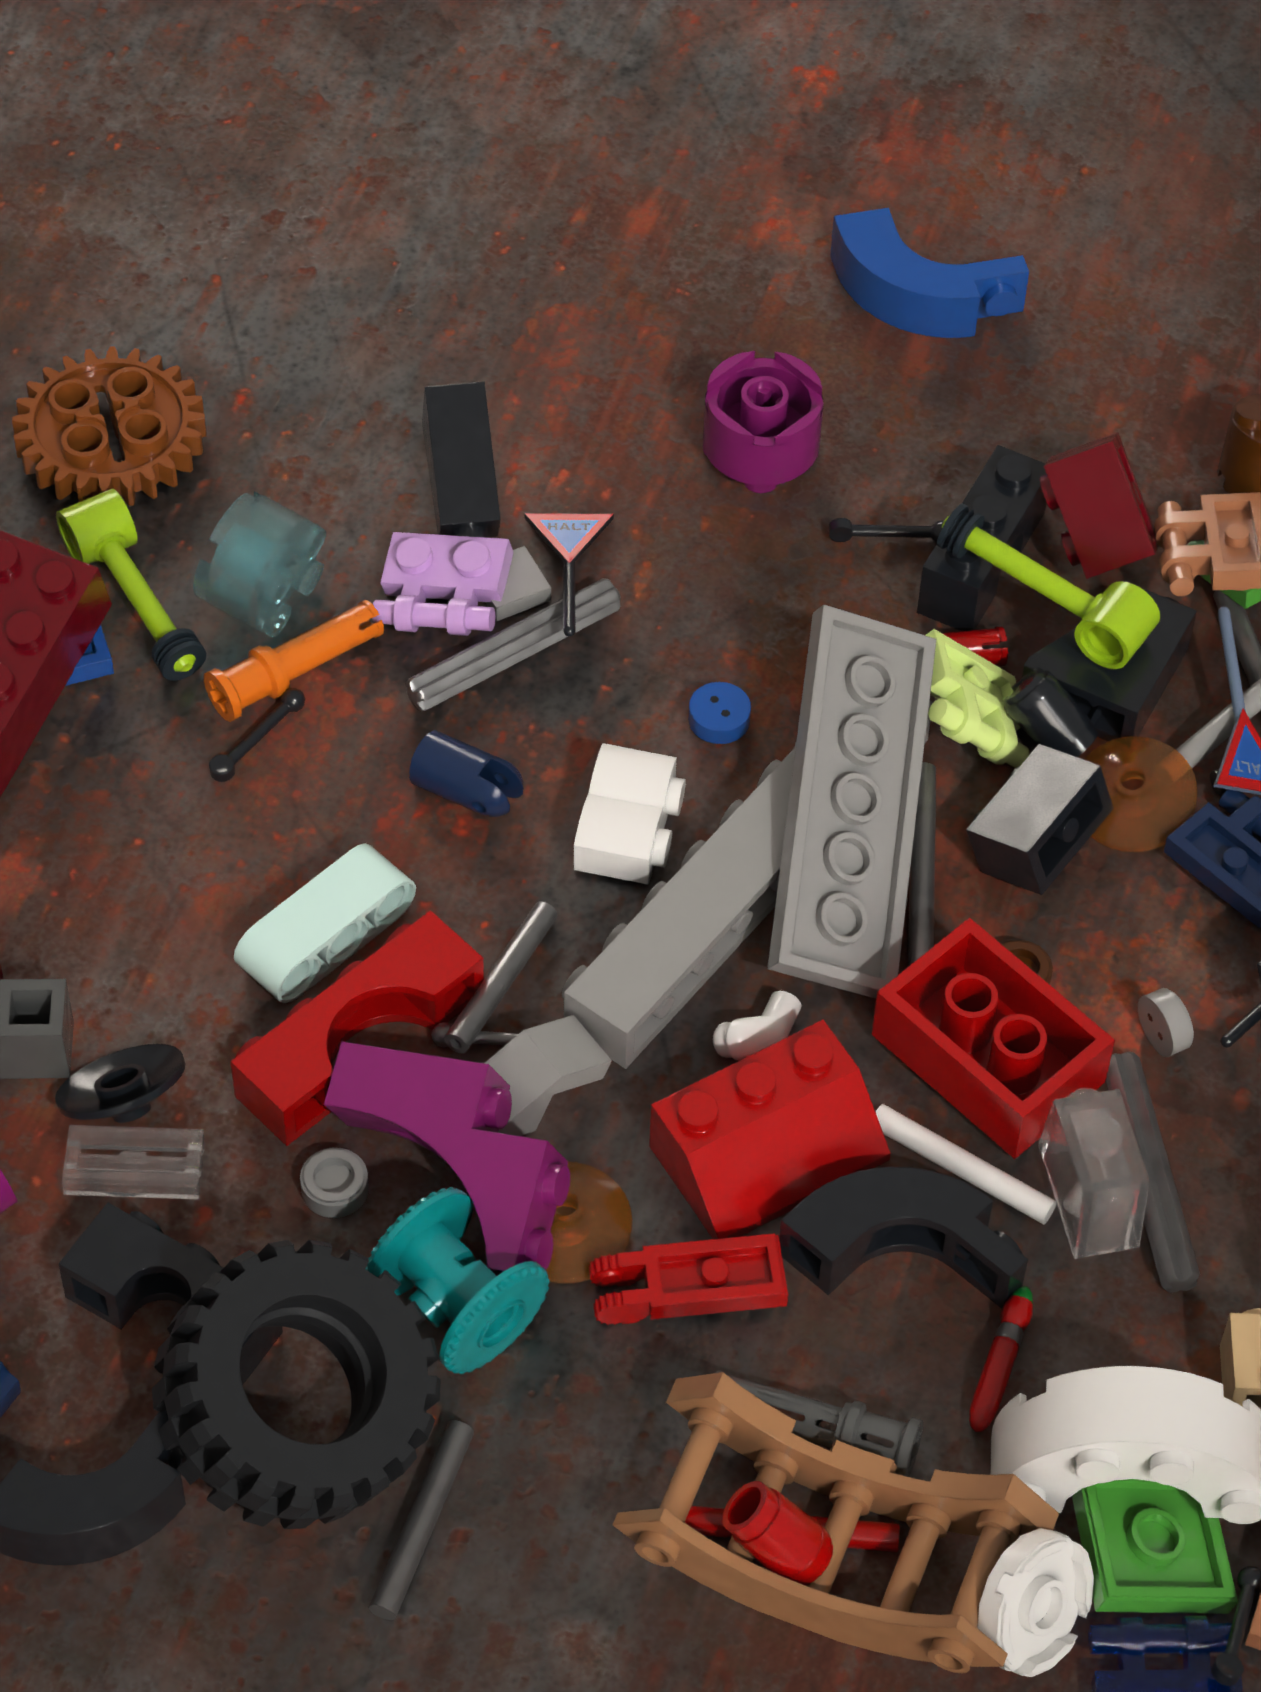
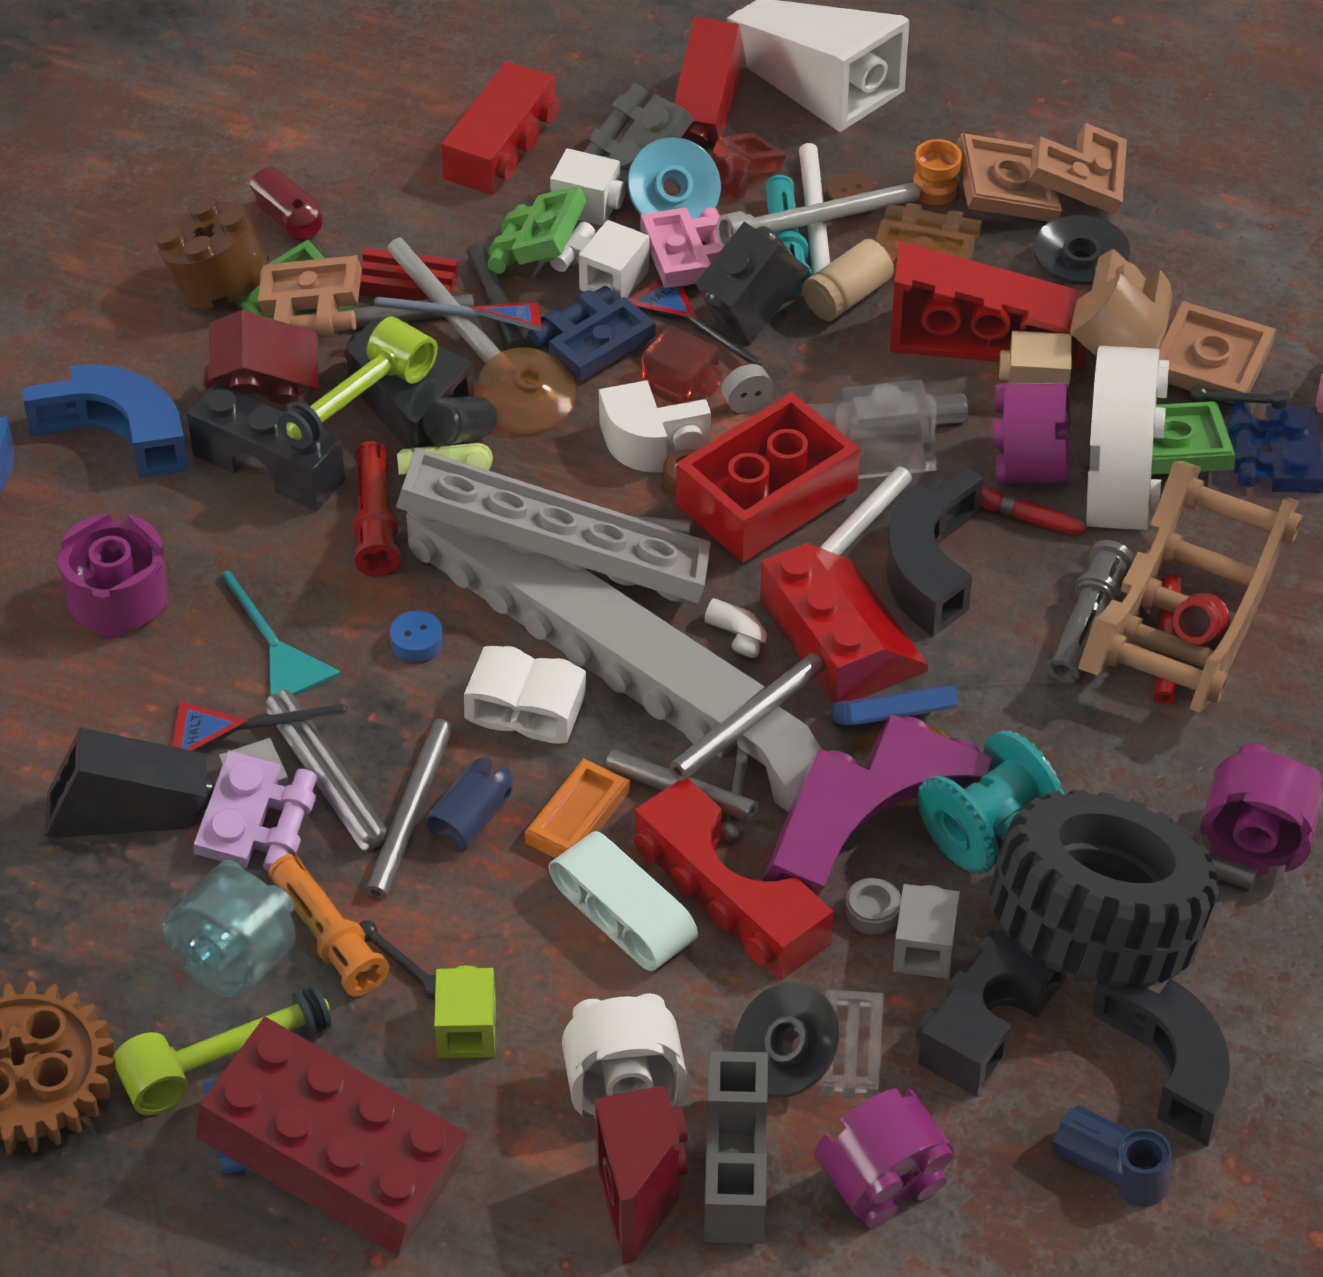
camera: 85 degrees left, 5 degrees down
(83, 917) = (622, 1049): none -> white brick
(170, 784) = (465, 1012): none -> lime brick
(281, 1211) = (926, 931): none -> light grey brick
(450, 1595) = (1262, 809): none -> magenta brick
(466, 726) = (409, 810): none -> flat silver piece
(469, 883) = (577, 808): none -> orange tile
(576, 1016) = (746, 717): none -> flat silver piece
(611, 1175) = (898, 703): none -> blue tile
(669, 610) = (288, 666): none -> teal piece
(691, 1279) = (969, 664): red hinge -> none
(842, 530) = (237, 486): black hinge -> none
(1029, 416) = (114, 402): none -> blue arch
(1036, 1599) = (1233, 478): white tile -> none
(1040, 819) = (561, 434): brick -> none
(1074, 908) = (645, 435): none -> white brick
(1106, 1322) = (1032, 433): none -> magenta brick
(1189, 947) = (681, 367): none -> clear red brick

